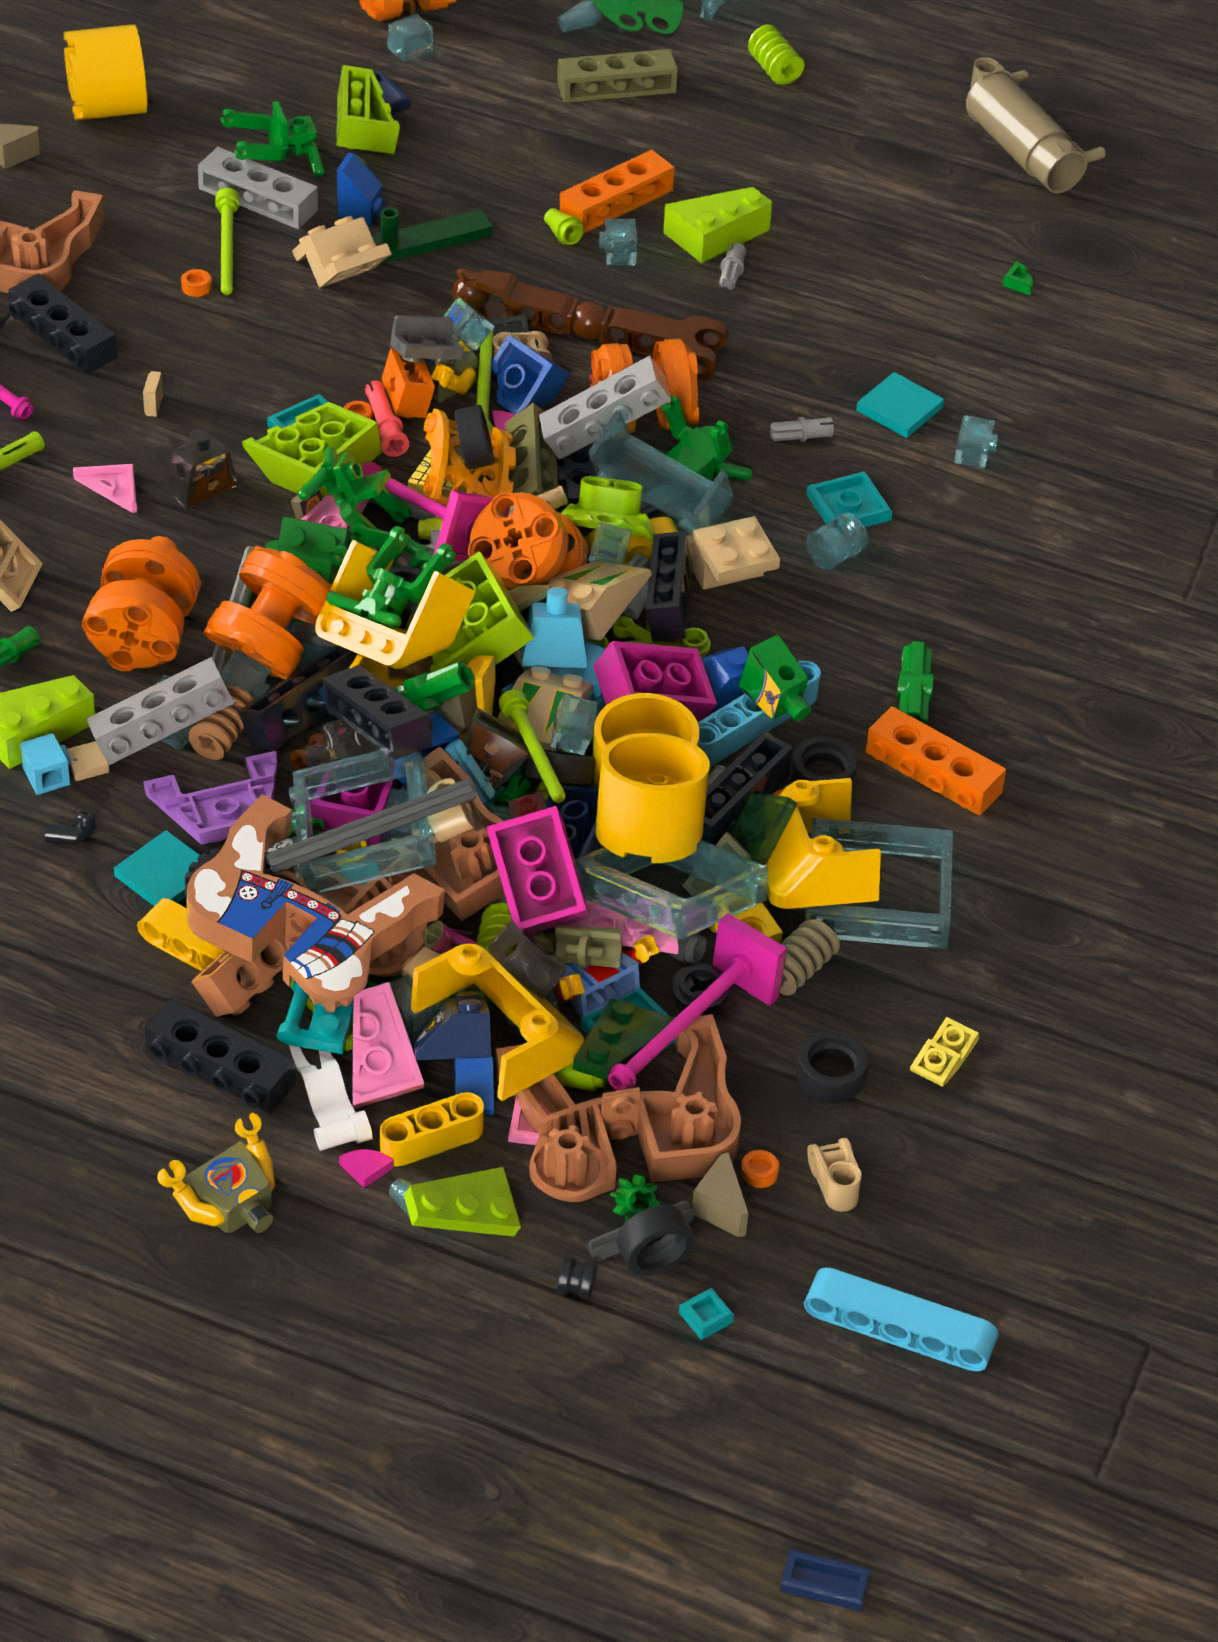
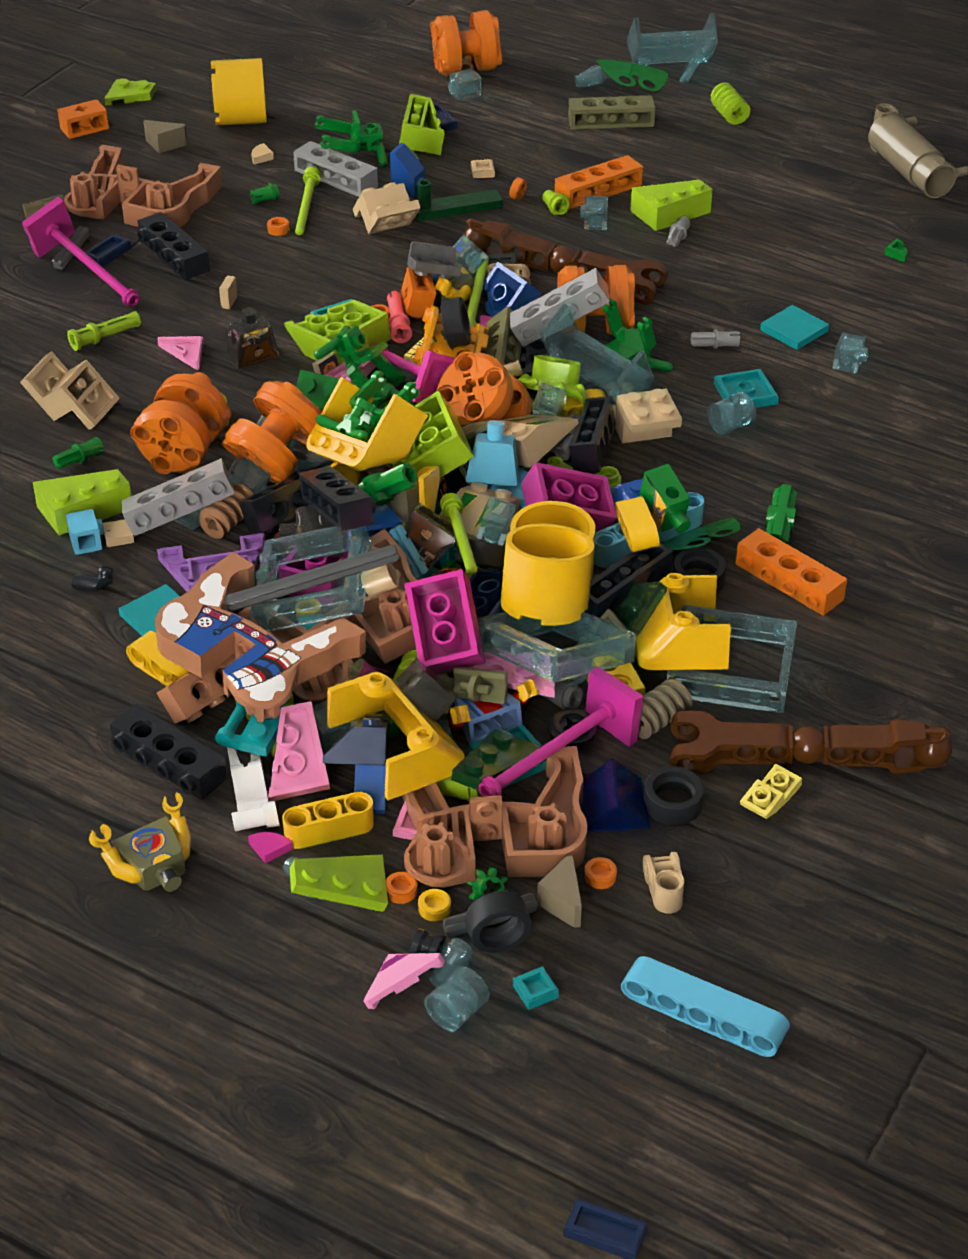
camera: 10 degrees right, 5 degrees down
(149, 165) = (261, 154): none -> tan tile
(167, 232) = (264, 193): none -> green pin
(456, 175) = (482, 168): none -> tan tile
(510, 208) = (518, 189): none -> orange tile
(531, 1205) = (401, 887): none -> orange tile
(551, 1309) = (399, 973): none -> bright pink tile
(573, 1223) = (434, 905): none -> yellow tile
(606, 1293) = (456, 954): none -> clear light blue cone
(622, 1333) = (457, 998): none -> clear light blue wheel
(745, 714) = (637, 524): none -> yellow beam
(763, 1075) = (614, 799): none -> clear blue slope
(830, 707) = (682, 540): none -> green piece
(1083, 986) = (774, 743): none -> reddish brown piece

